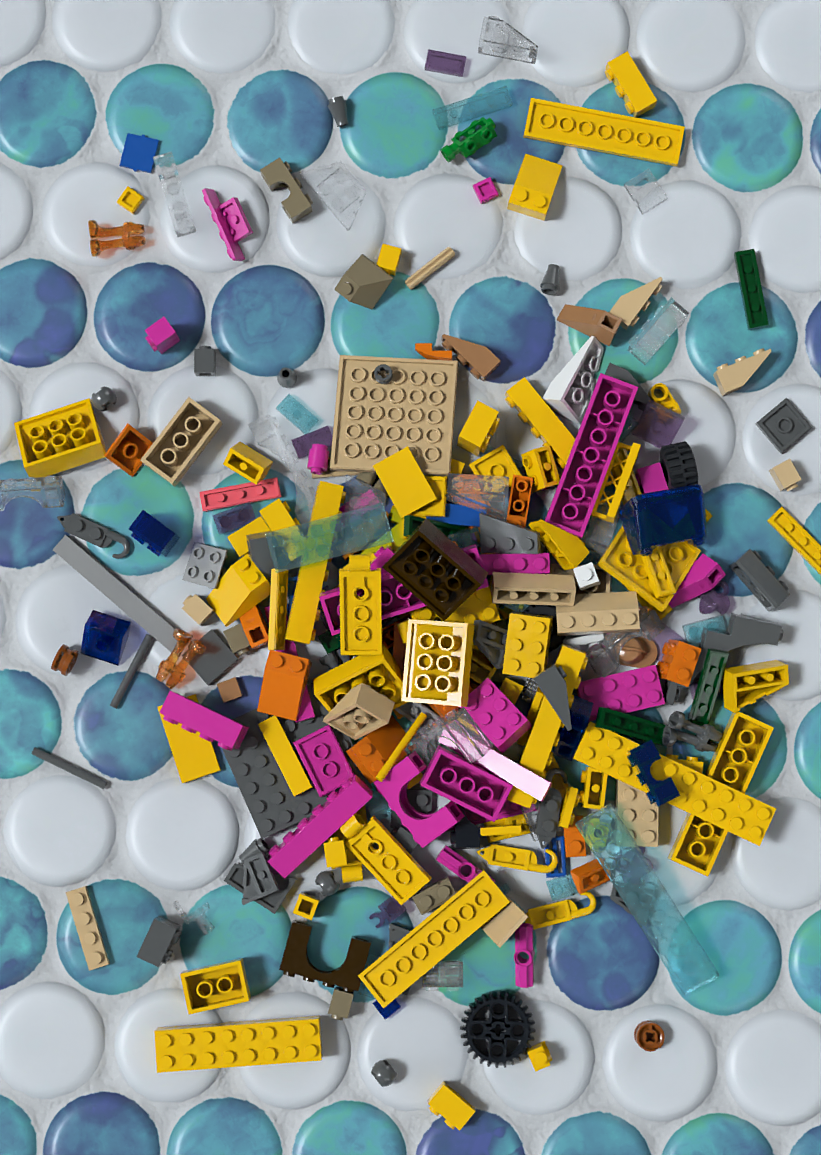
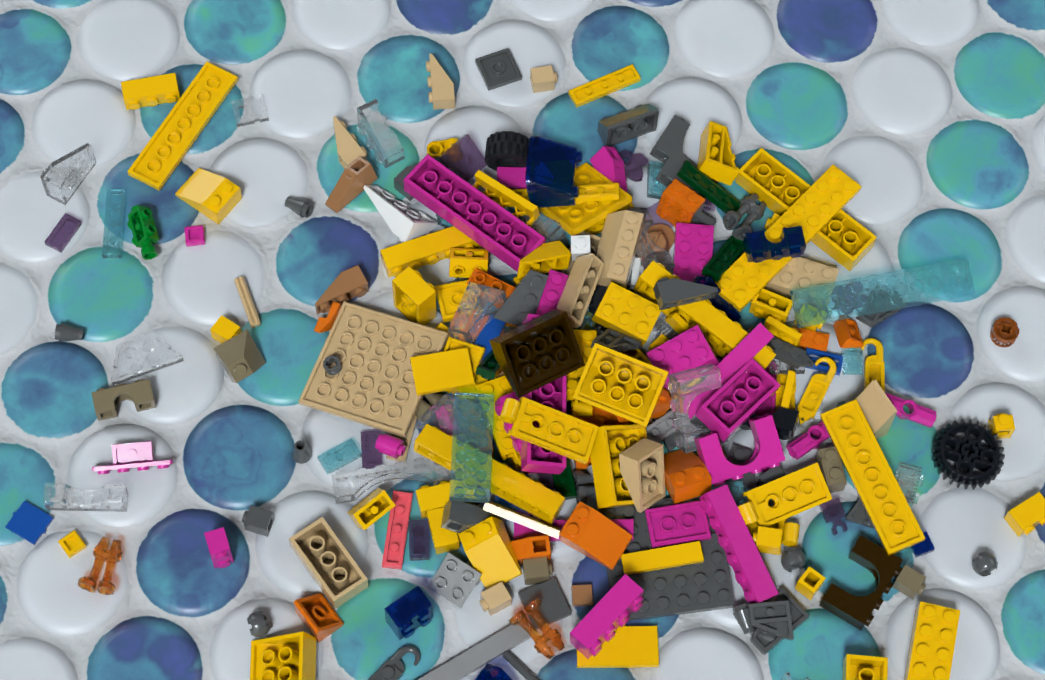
camera: 75 degrees left, 20 degrees down
(401, 747) = (686, 447): yellow bar -> none
(751, 289) = (370, 56): dark green plate -> none

